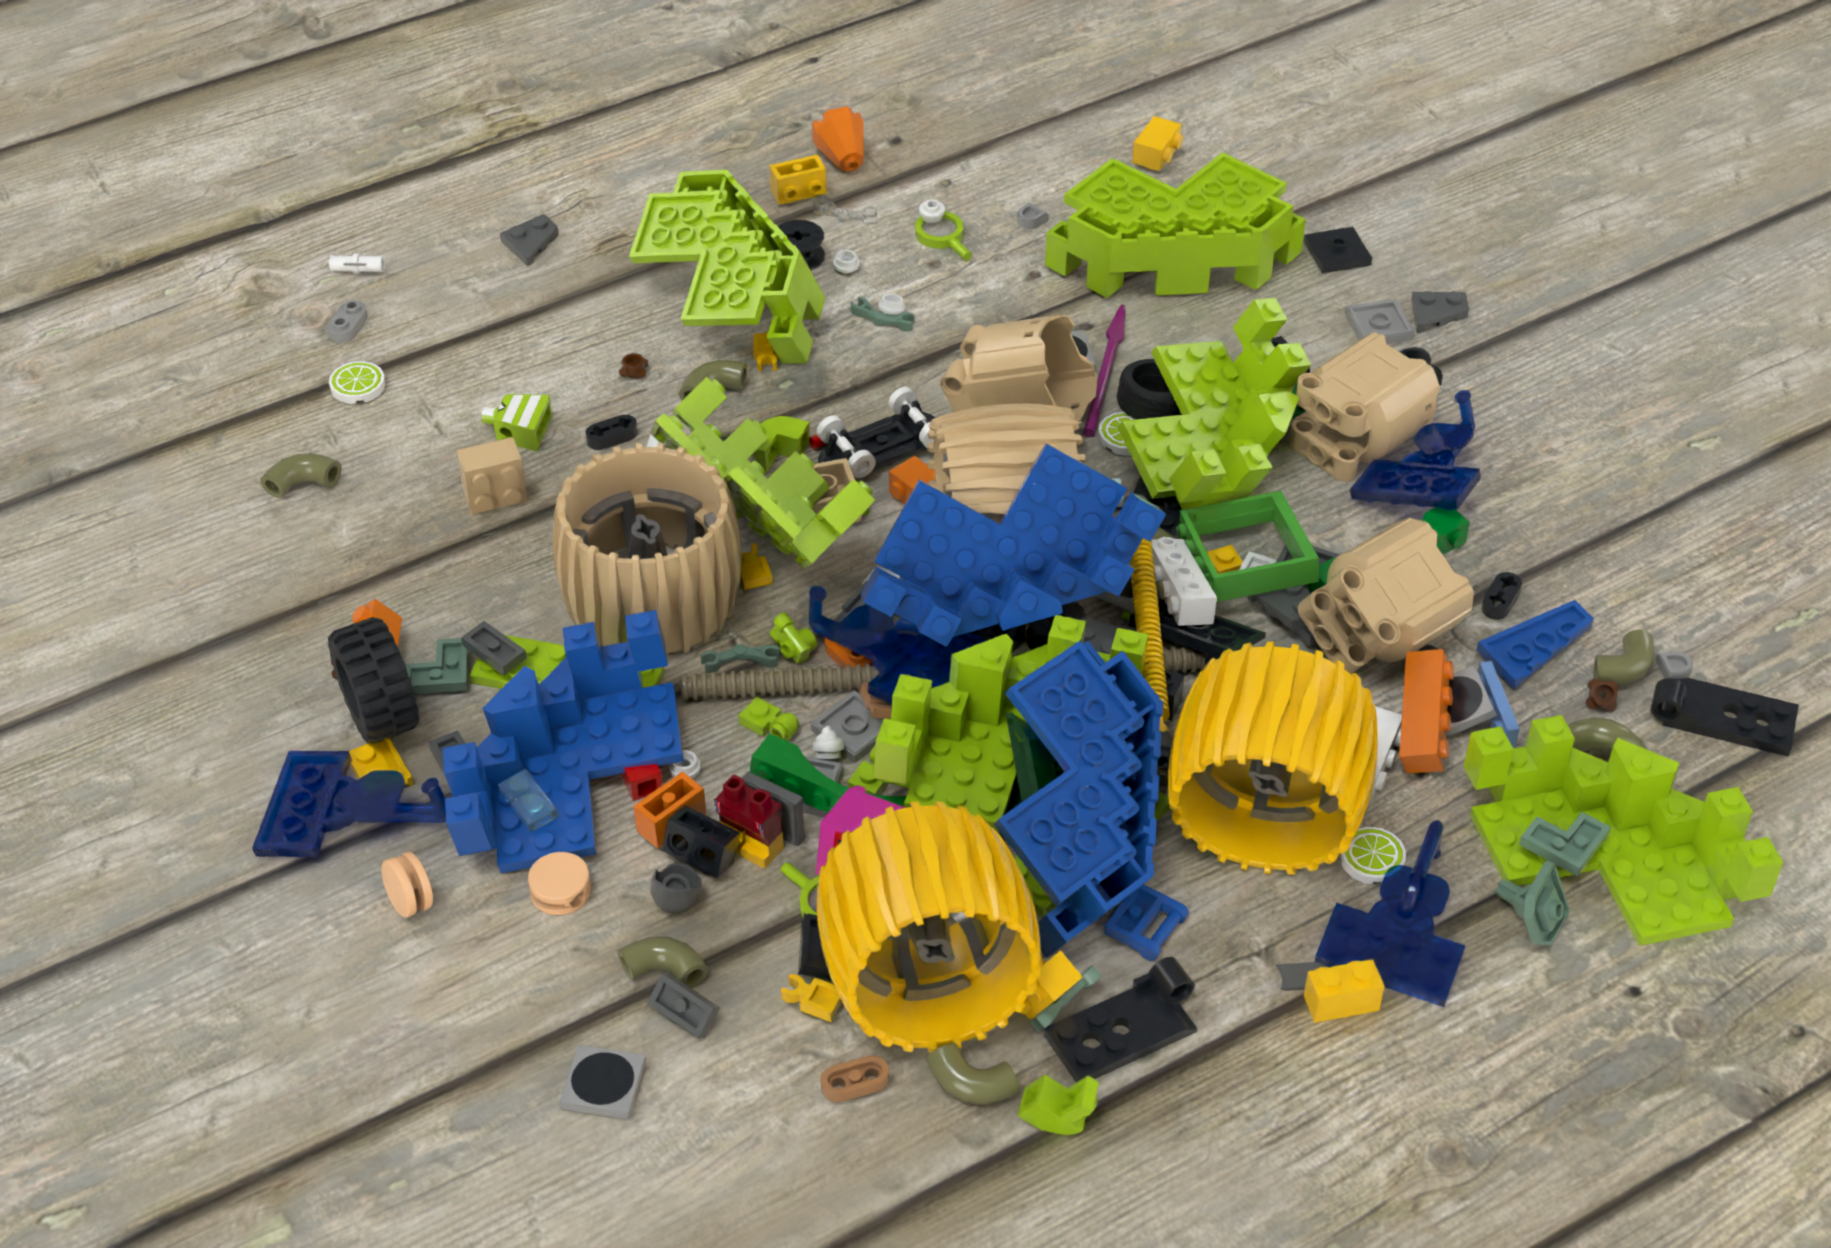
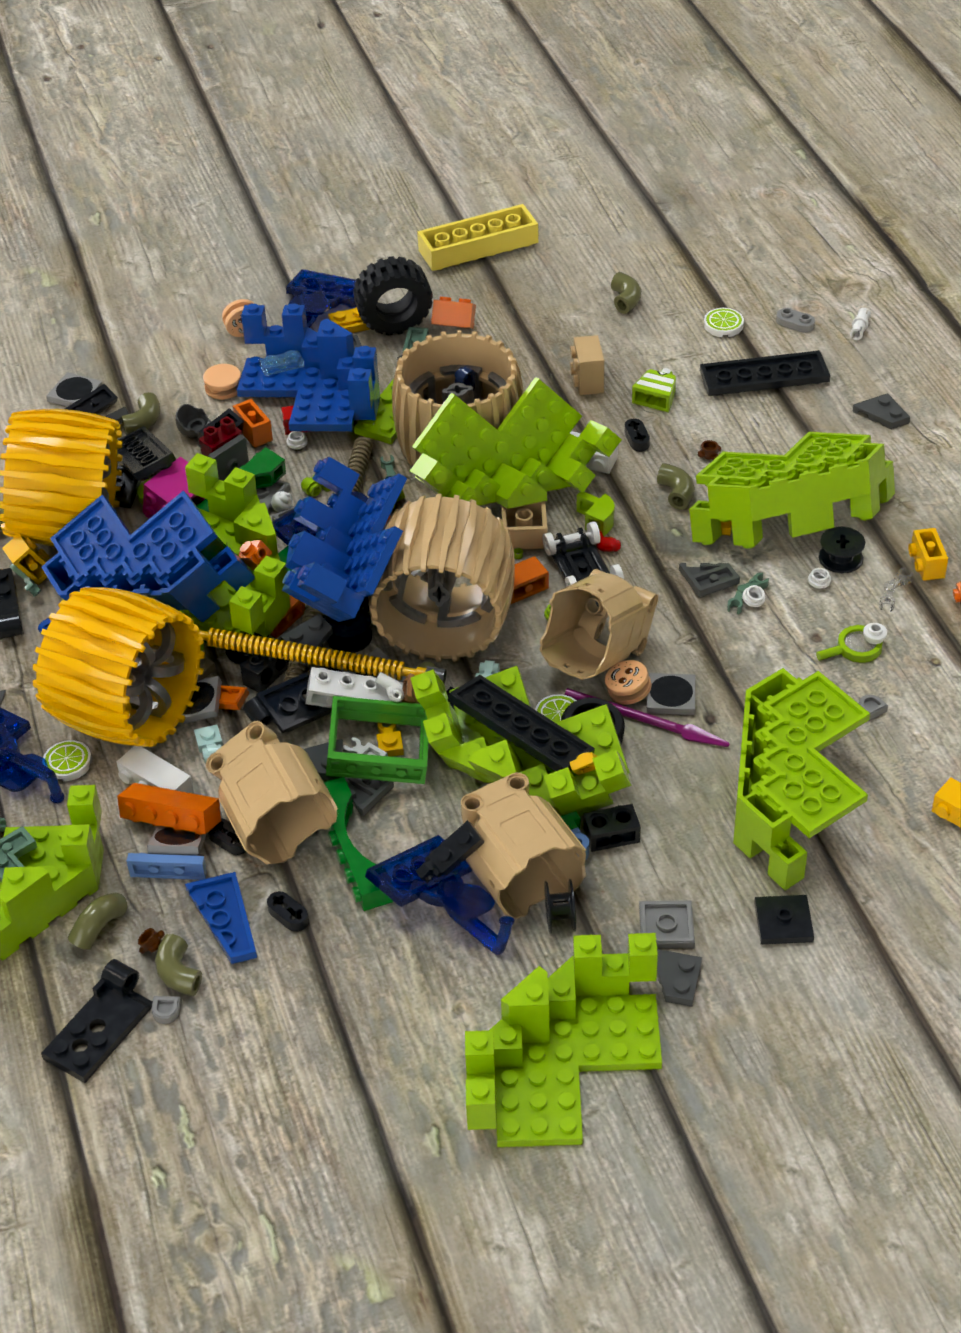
camera: 105 degrees right, 0 degrees up
(169, 644) = (477, 237): none -> light yellow brick
(471, 334) = (764, 373): none -> black plate
(608, 536) = (465, 376): none -> dark blue plate
(653, 1042) = (95, 401): none -> black plate
(776, 911) = (144, 454): none -> black plate
(870, 341) = (709, 577): none -> dark grey wing
(1038, 653) = (253, 553): none -> orange plate
(1174, 522) = (409, 694): none -> medium nougat slope
(1174, 536) = (392, 687): none -> white arm
(1209, 406) = (518, 723): none -> black plate
(1251, 349) = (583, 763): none -> yellow plate
(1413, 431) = (451, 852): none -> black hinge
(1538, 357) = (554, 1028): none -> lime brick

